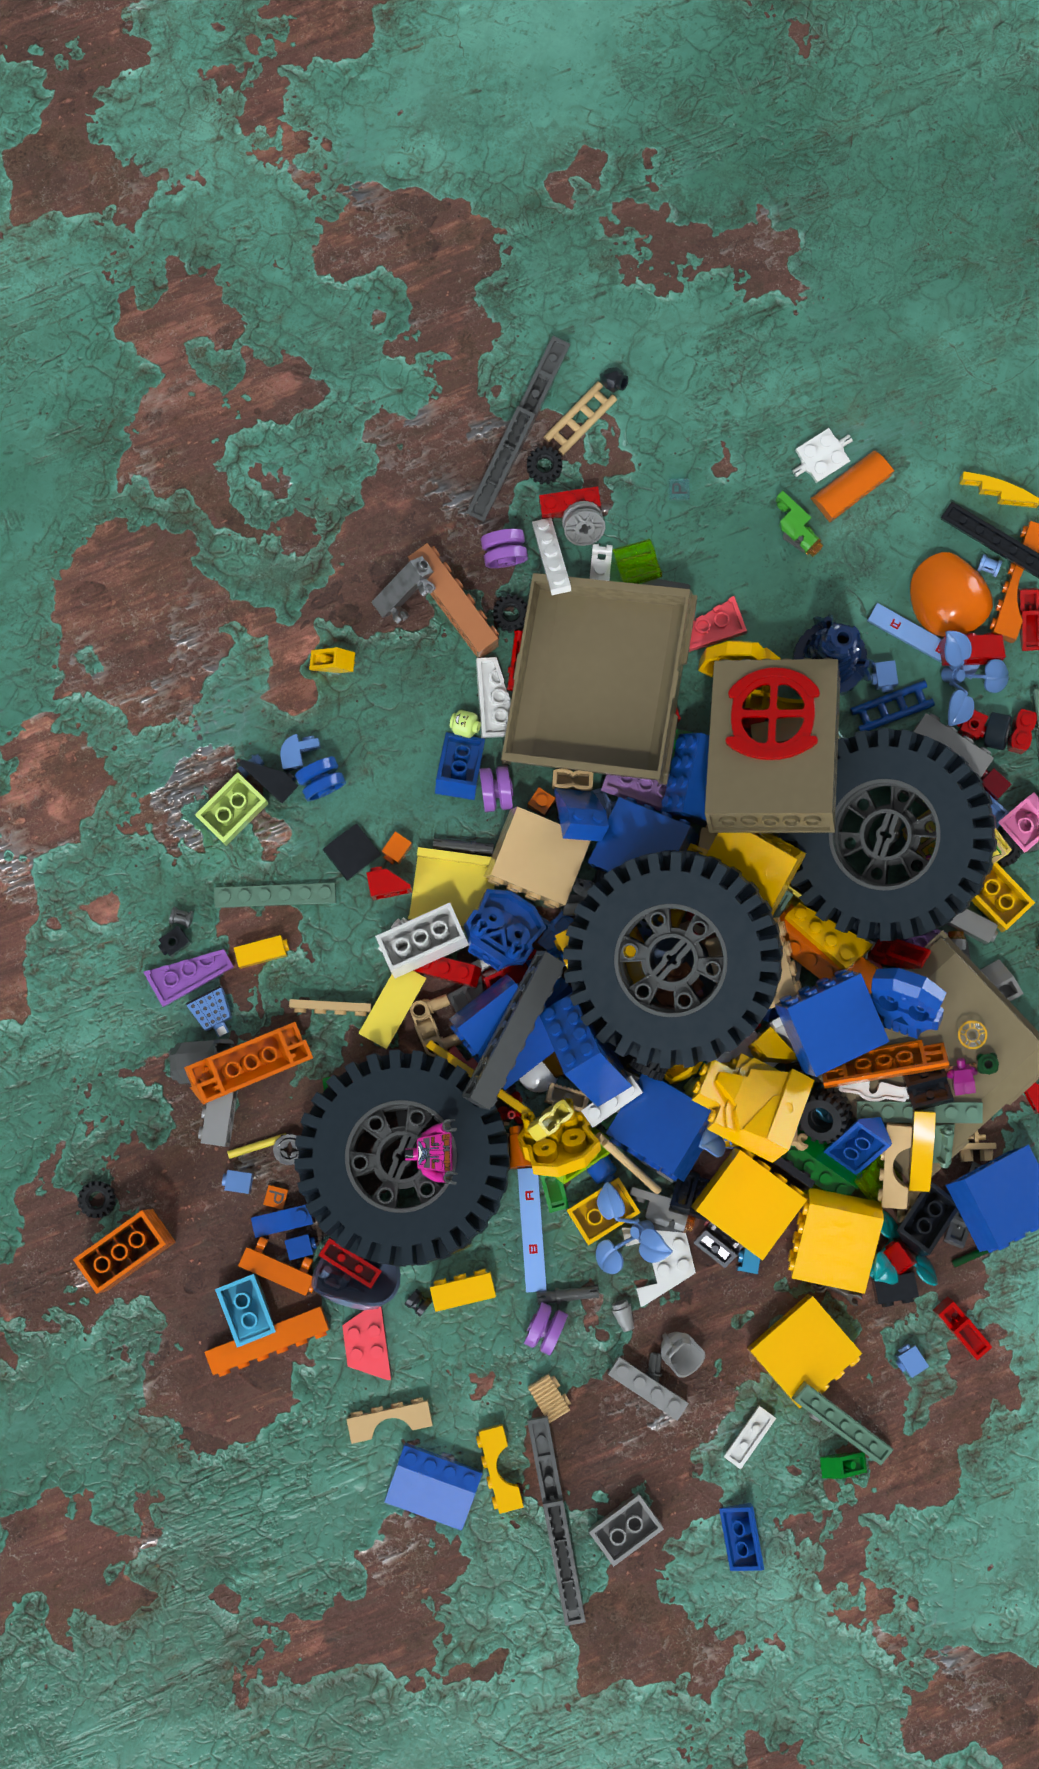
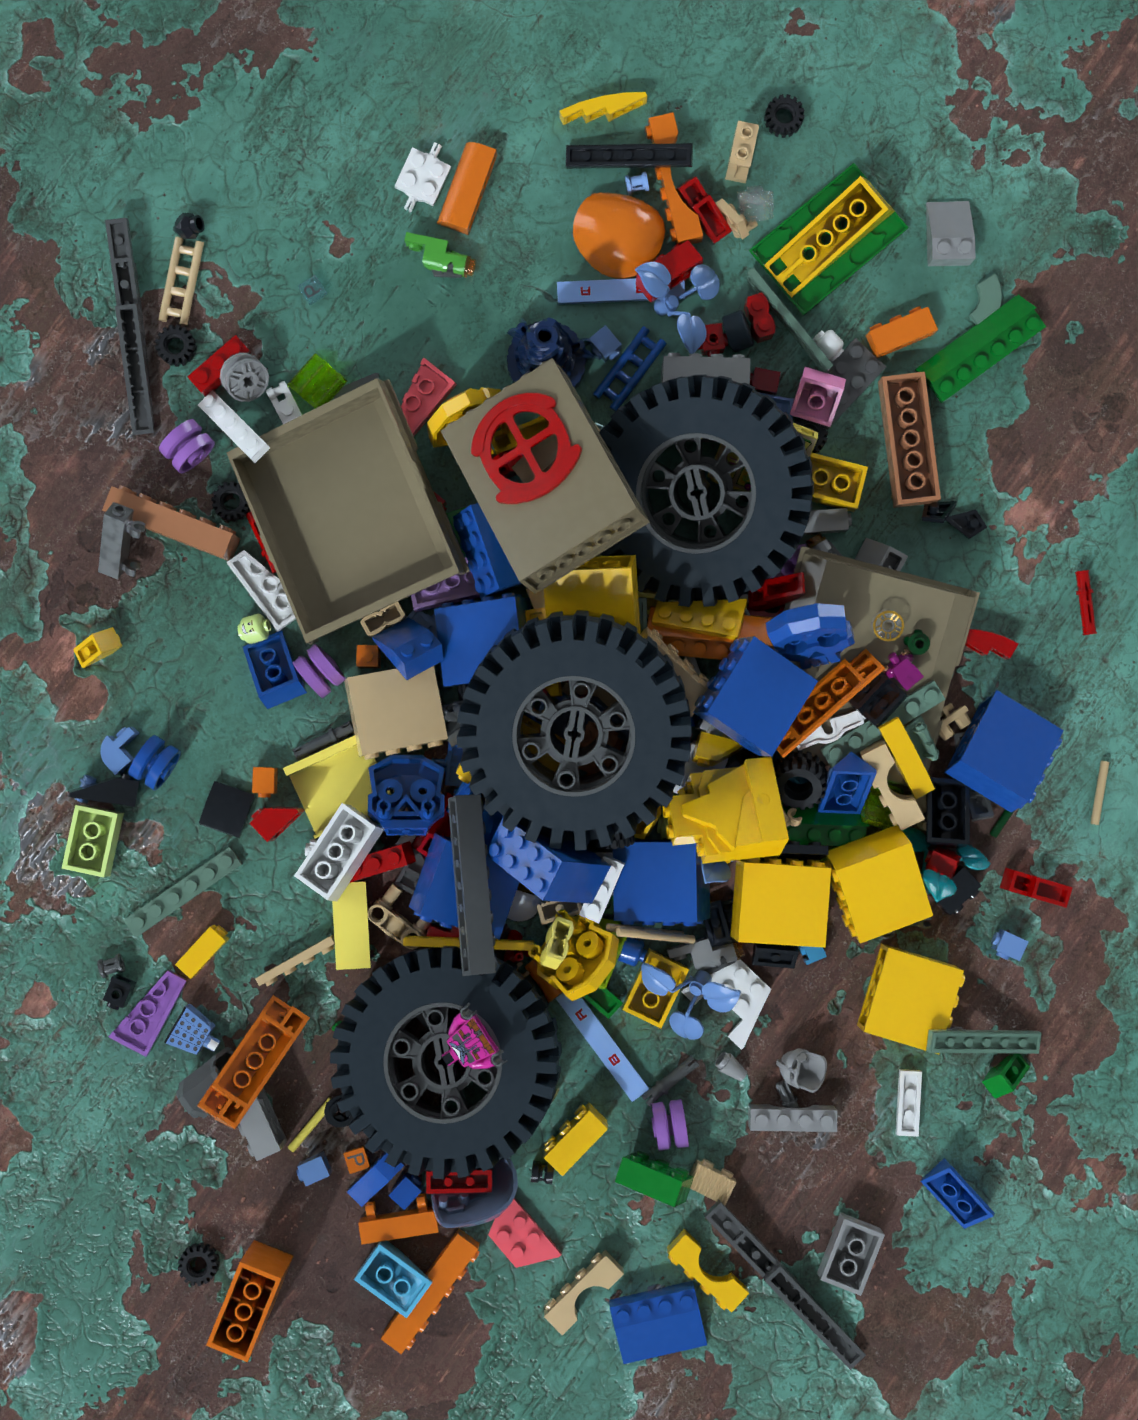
camera: 30 degrees left, 5 degrees up
(507, 1362) = (654, 1178): none -> green brick

